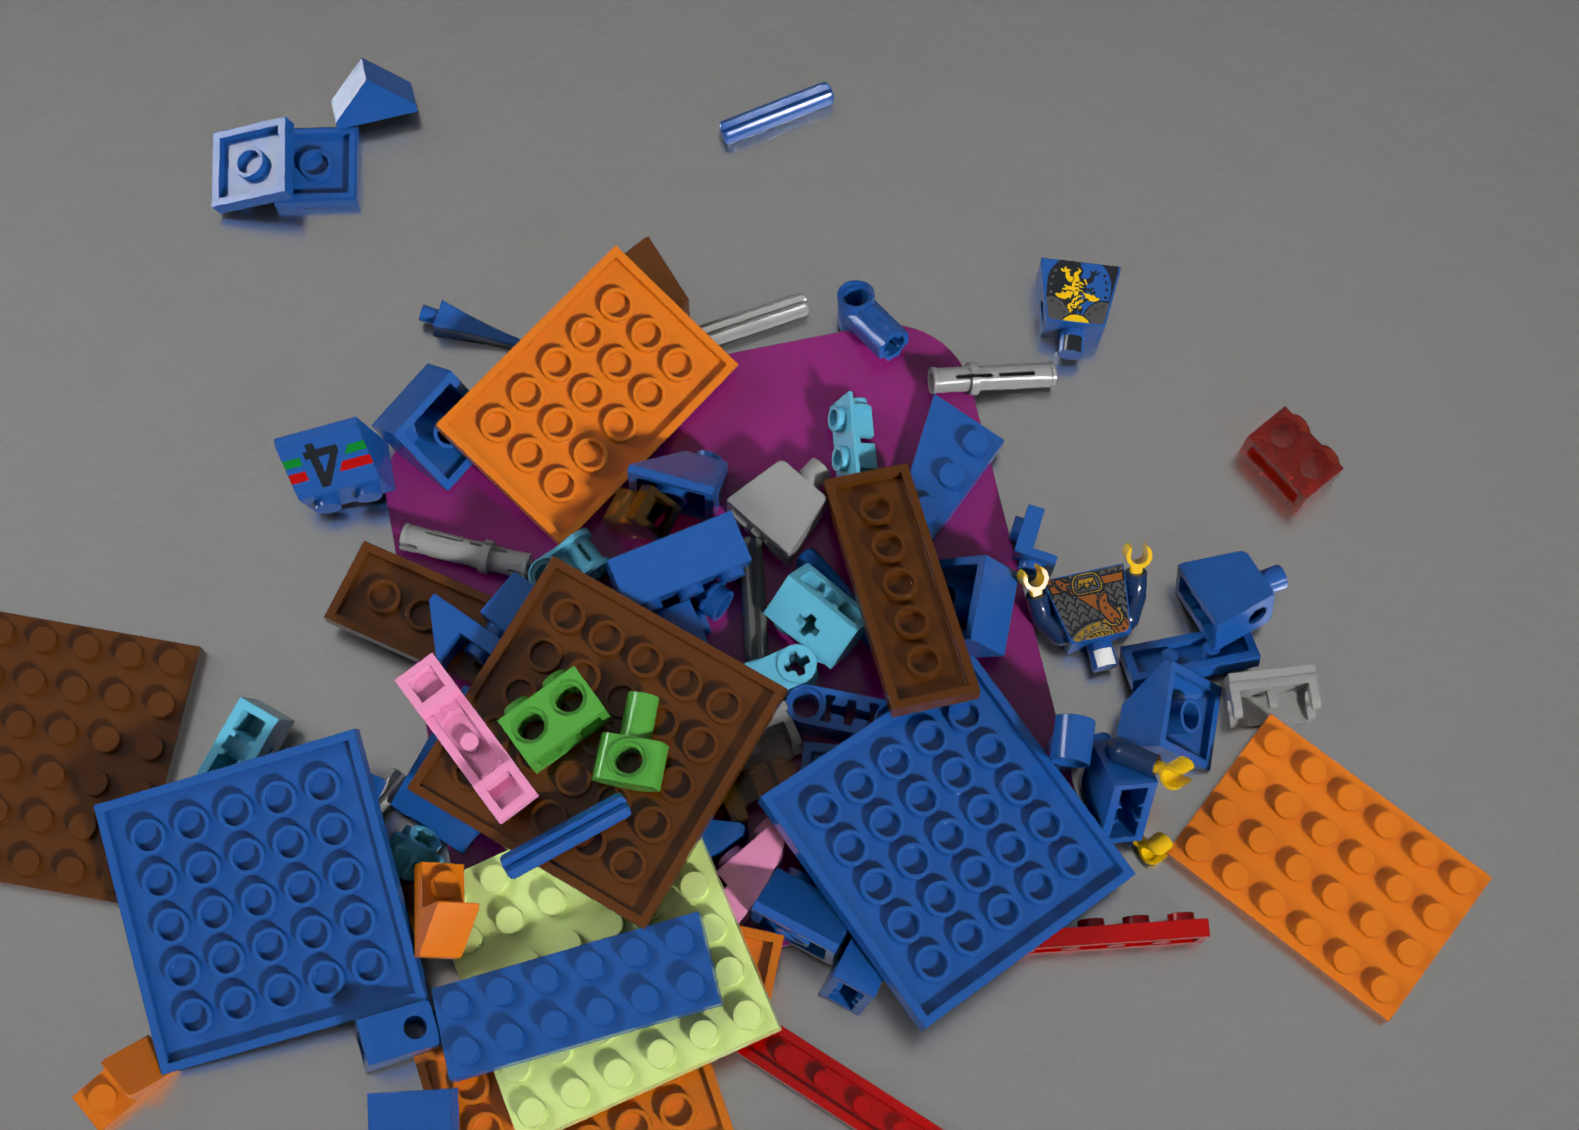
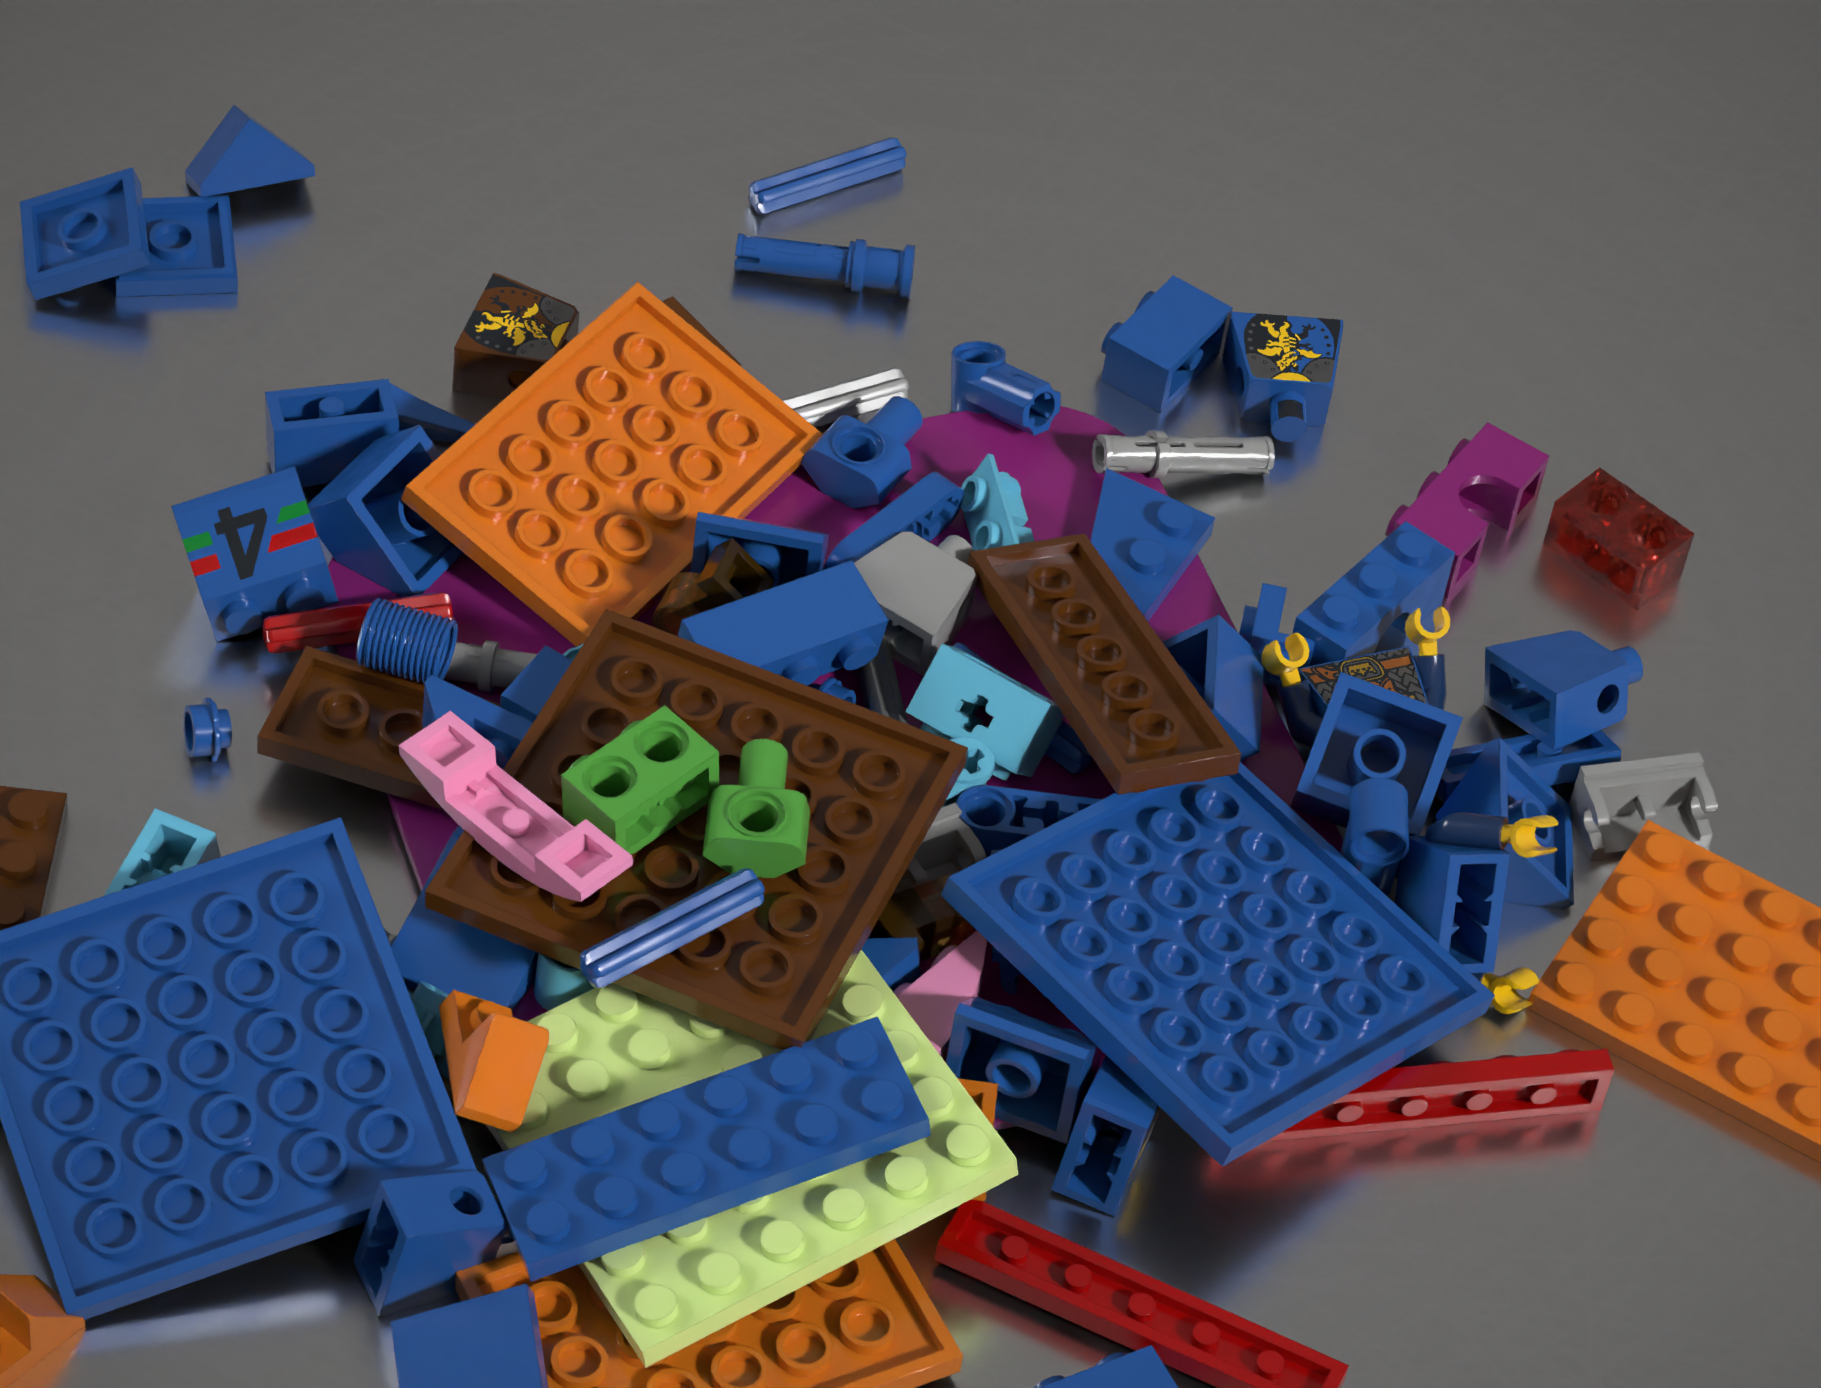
camera: 10 degrees left, 25 degrees down
(298, 595) = (206, 729): none -> blue plate
(399, 349) = (326, 426): none -> blue brick
(399, 513) = (337, 624): none -> red axle
(426, 551) = (406, 641): none -> blue piece
(538, 265) = (510, 338): none -> torso
(772, 371) = (862, 460): none -> blue piece
(780, 446) = (922, 509): none -> blue beam
(782, 197) = (855, 265): none -> blue pin
(993, 274) = (1165, 343): none -> blue brick
(1082, 673) = (1375, 736): none -> blue brick
(1104, 517) = (1379, 591): none -> blue arch
(1207, 402) = (1484, 479): none -> magenta arch

